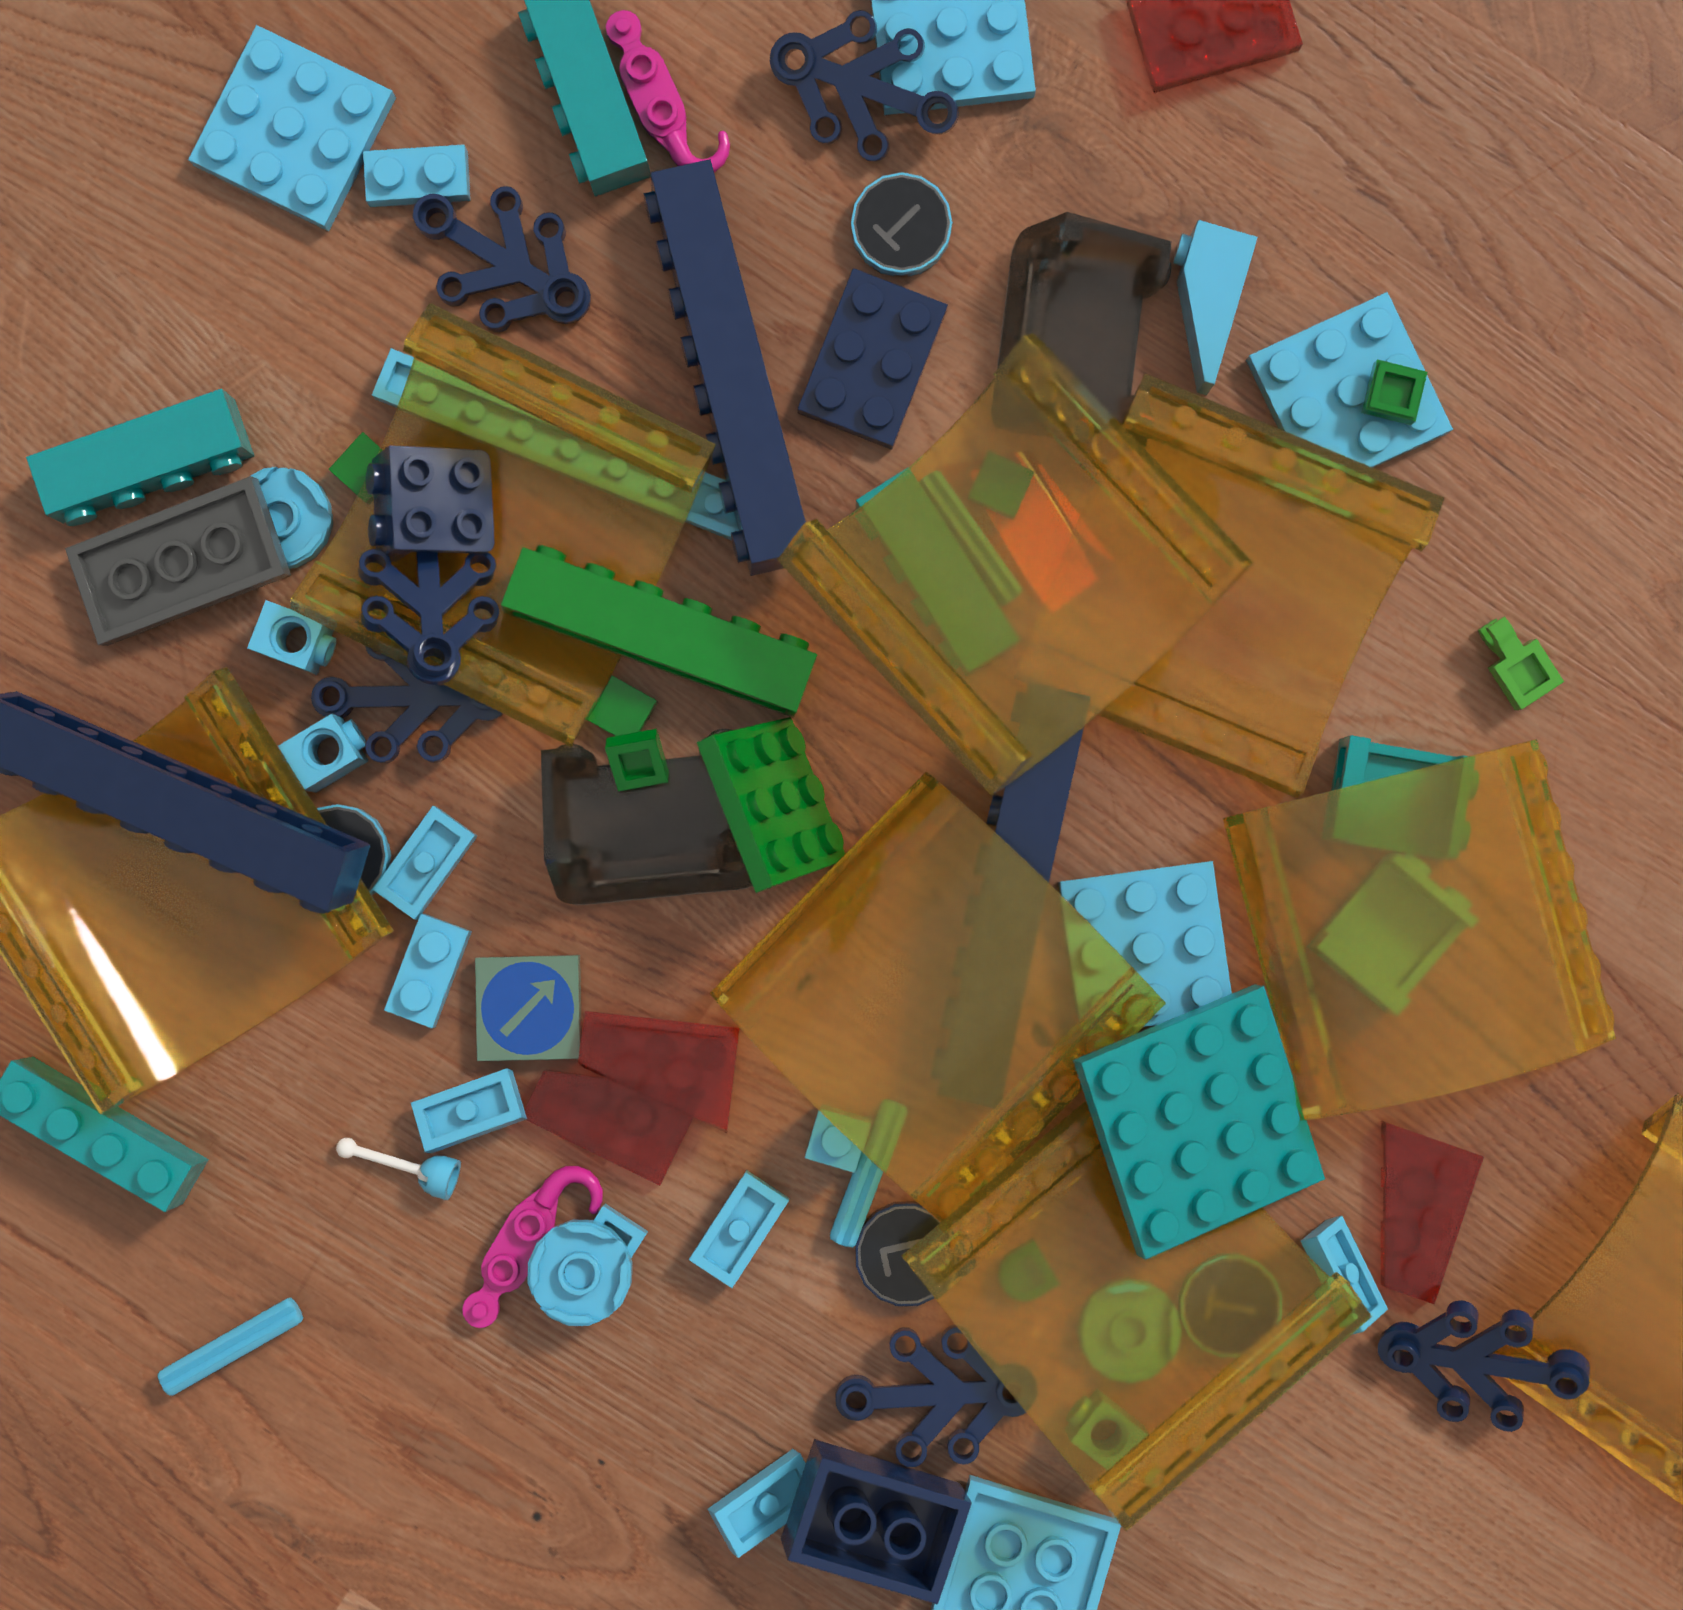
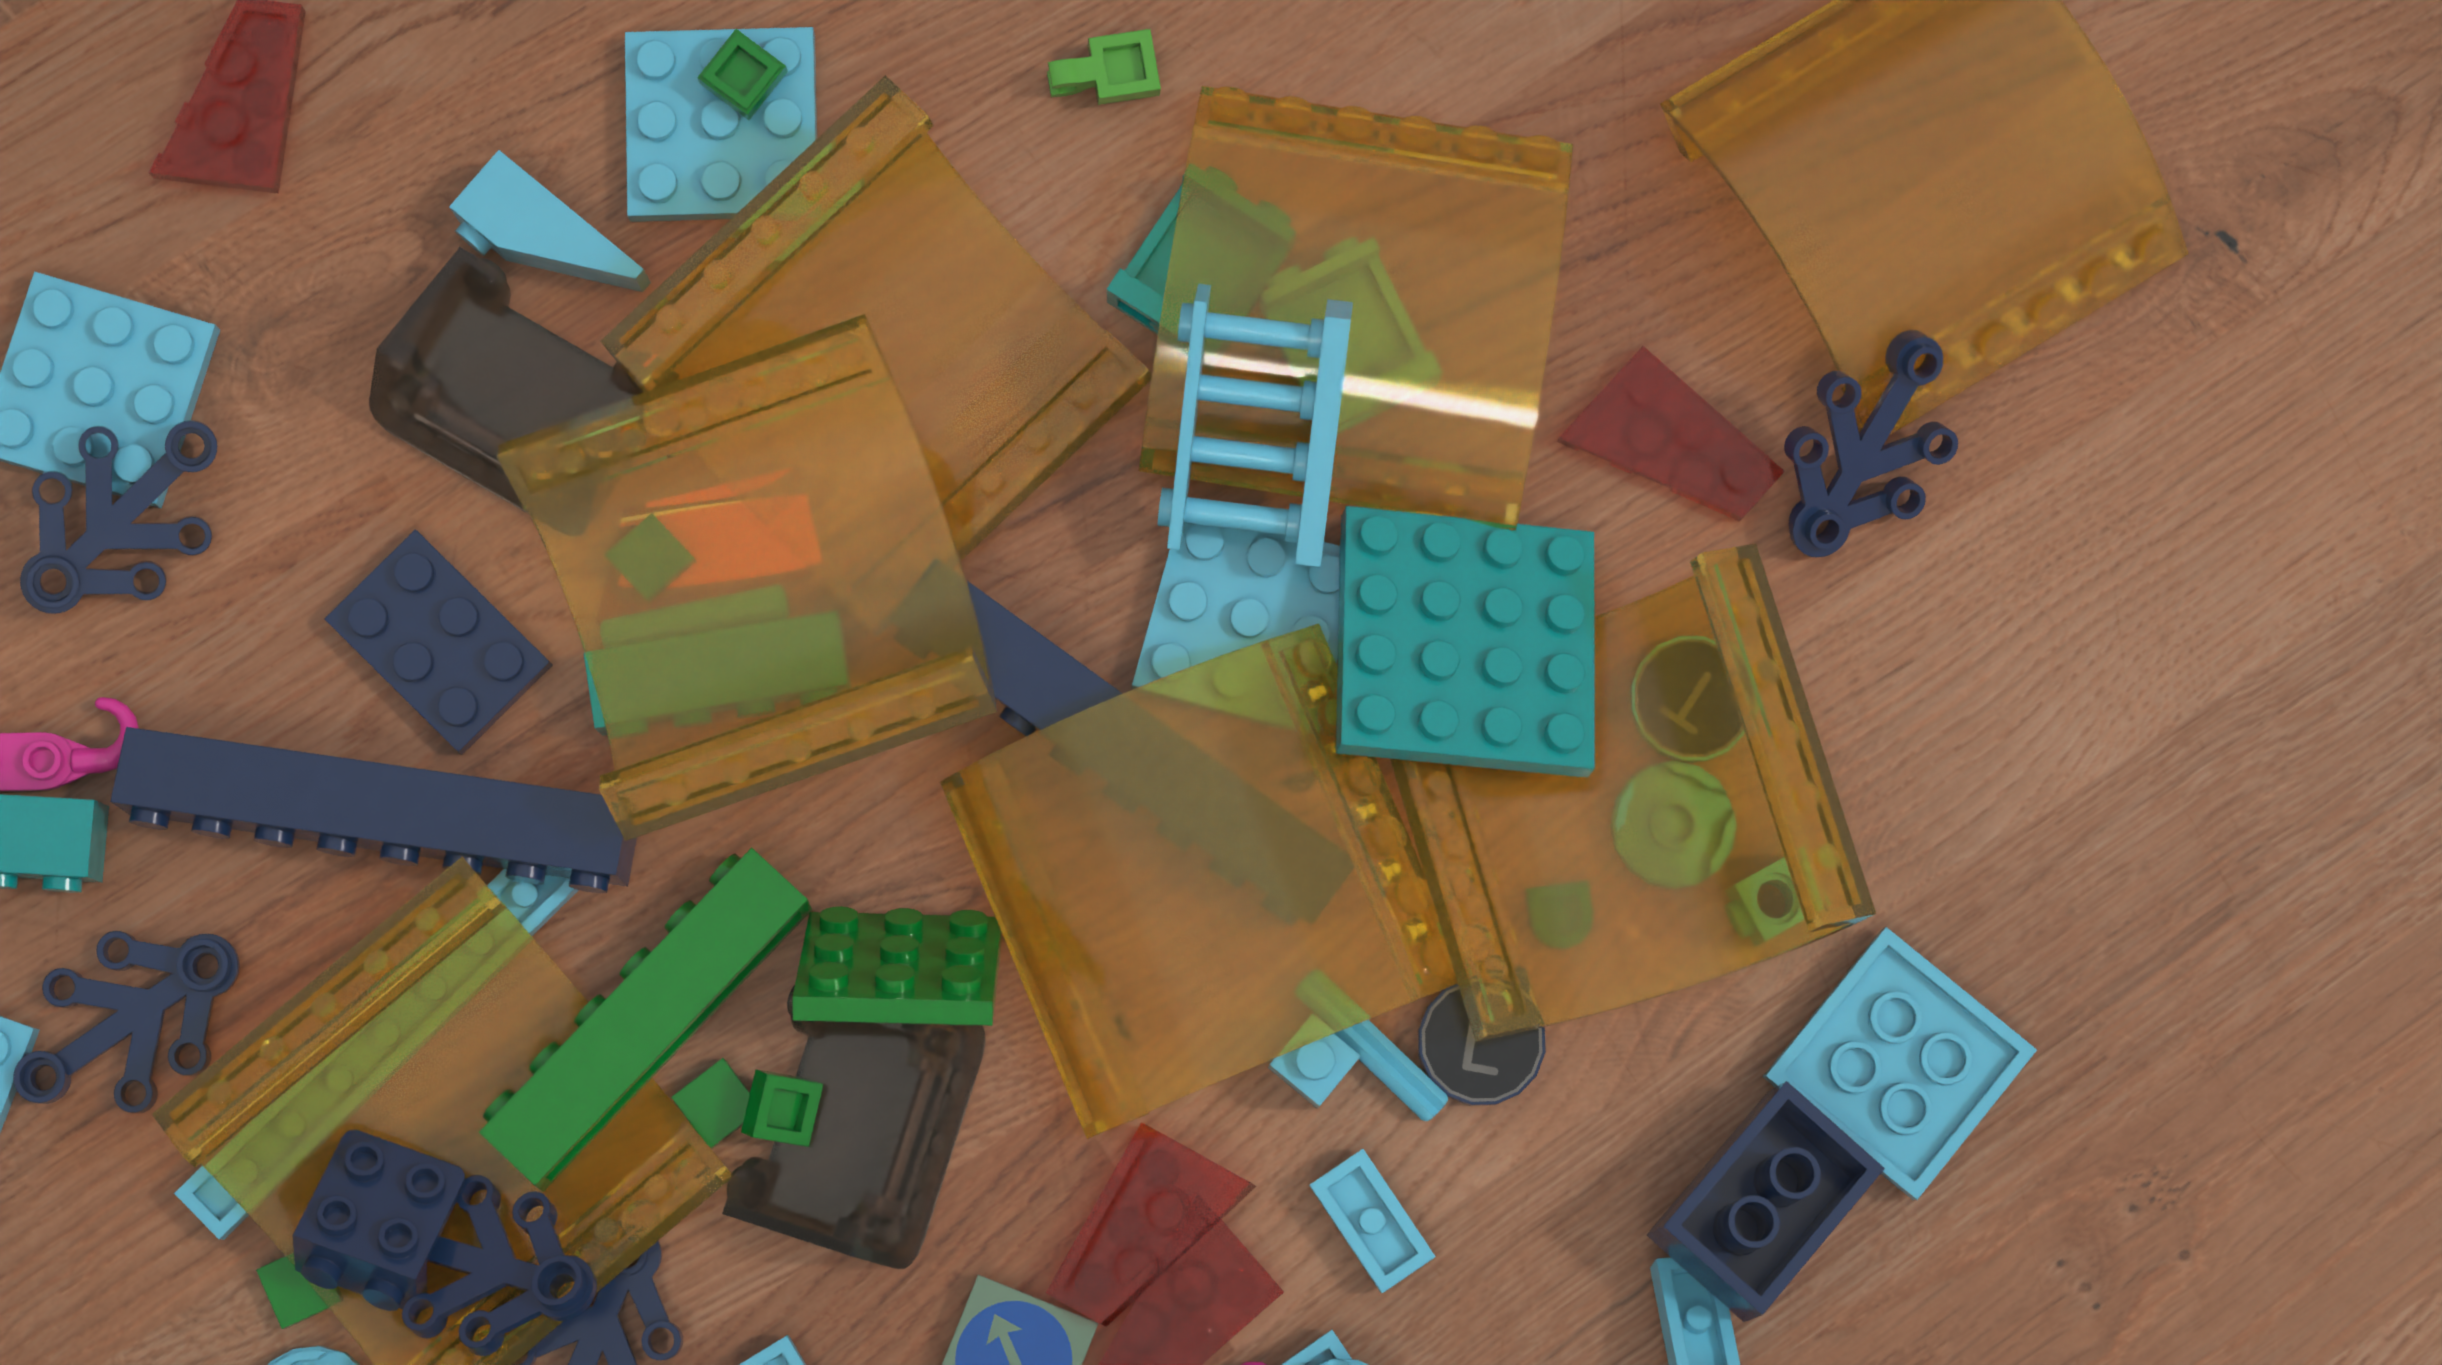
camera: 75 degrees left, 5 degrees down
(901, 224) = (298, 542): black tile -> none
(945, 1394) = (1658, 1063): dark blue plant -> none
(1335, 934) = (1315, 402): none -> medium azure fence
(1336, 1251) = (1670, 551): medium azure plate -> none

